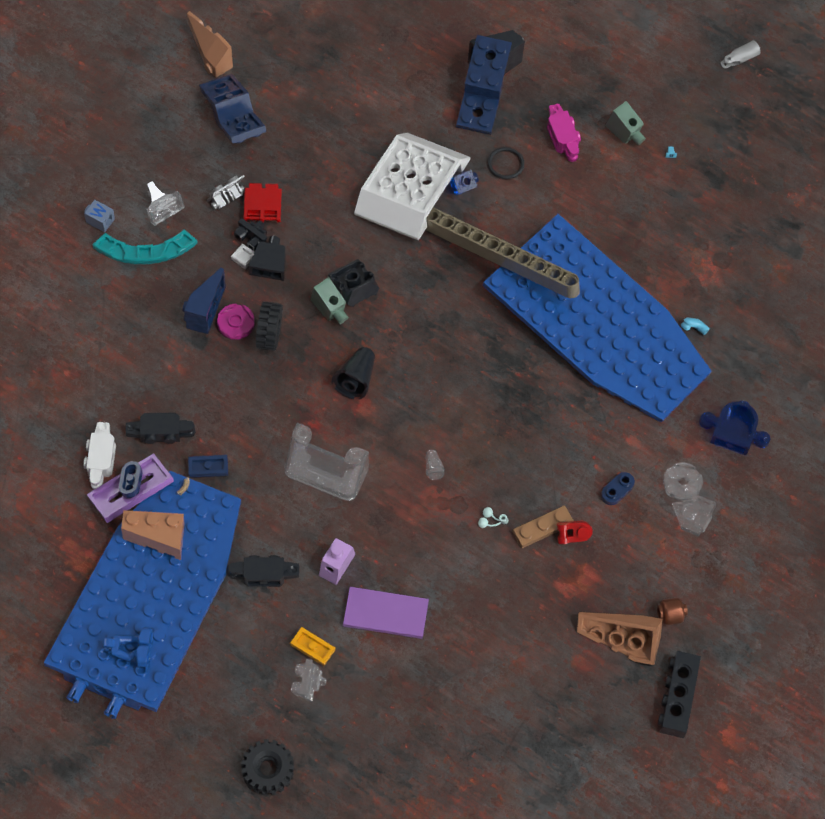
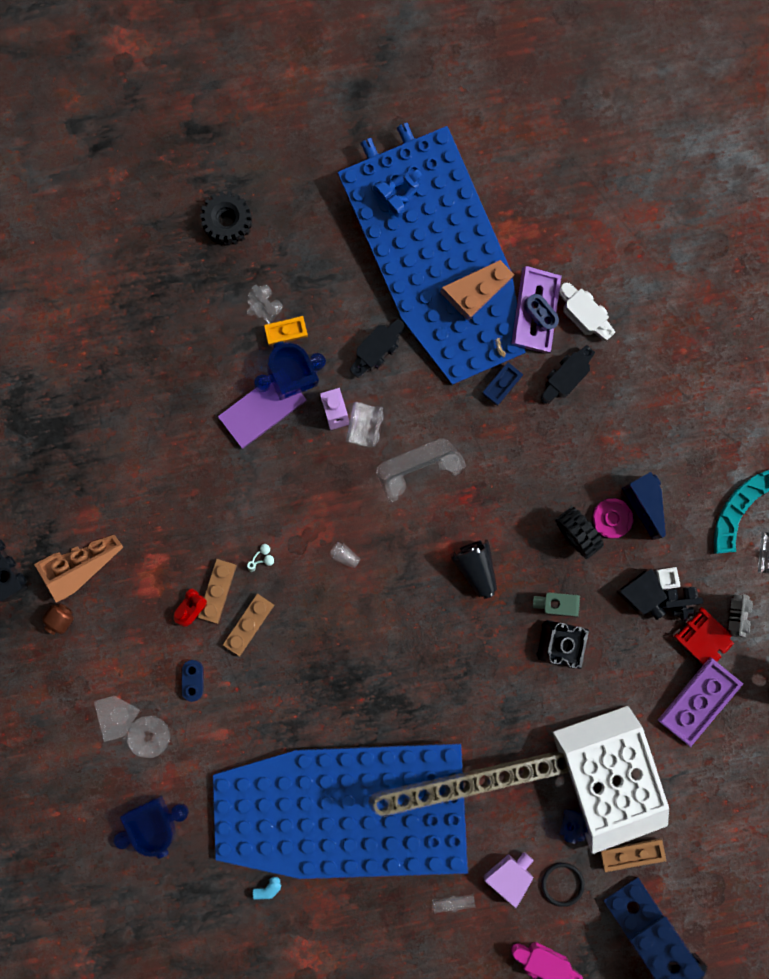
camera: 130 degrees right, 20 degrees up
(308, 173) = (700, 701): none -> medium lavender tile
(328, 528) = (364, 425): none -> clear bracket
(341, 612) = (290, 370): none -> clear blue piece
(445, 136) = (633, 855): none -> medium nougat plate
(533, 192) = (511, 877): none -> lavender torso
(544, 486) = (248, 625): none -> medium nougat plate
(584, 212) = (453, 903): none -> clear pin

